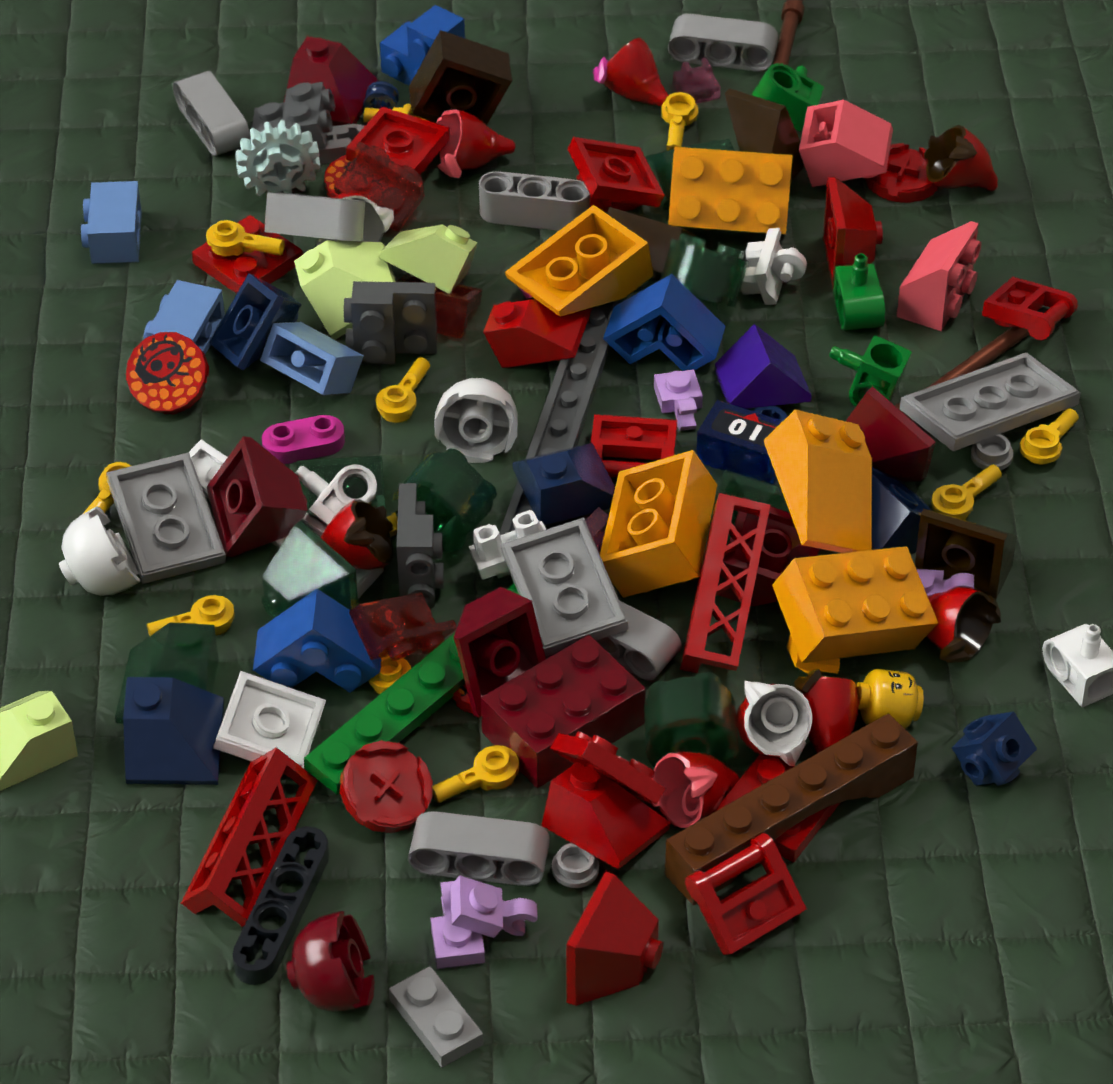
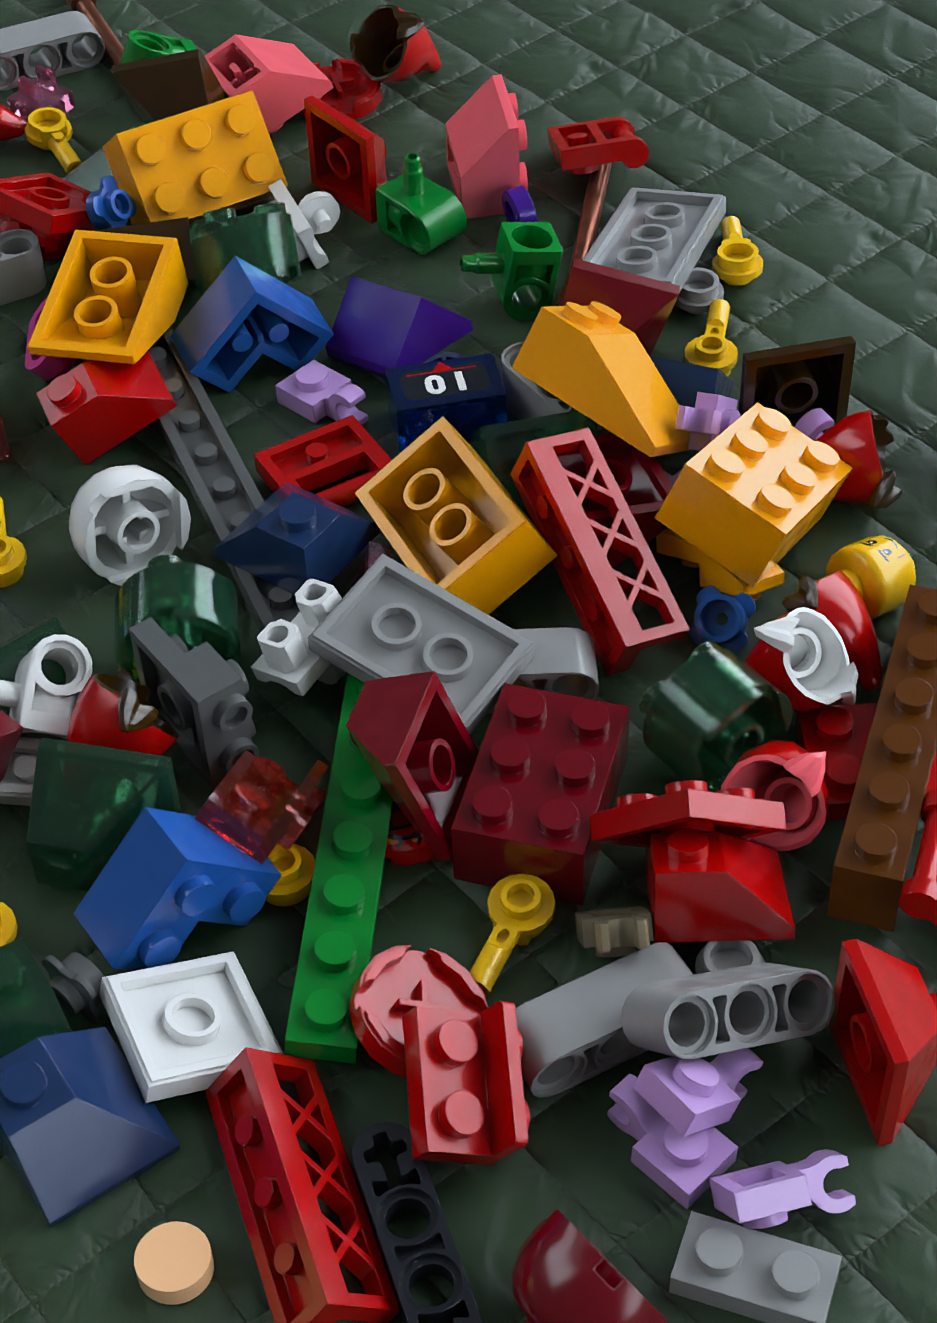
camera: 35 degrees left, 0 degrees up
(166, 834) = (174, 1263): none -> light nougat tile
(228, 668) = (76, 985): none -> dark grey plate
(368, 832) = (465, 1084): none -> red bracket
(473, 981) = (767, 1191): none -> lavender plate
(521, 860) = (727, 1010): none -> light grey beam
(522, 803) = (615, 930): none -> dark tan plate
(639, 195) = (109, 205): none -> blue plate
(767, 665) = (710, 606): none -> blue plate
(879, 536) = (708, 419): none -> lavender plate
(928, 332) = (518, 205): none -> dark purple tile

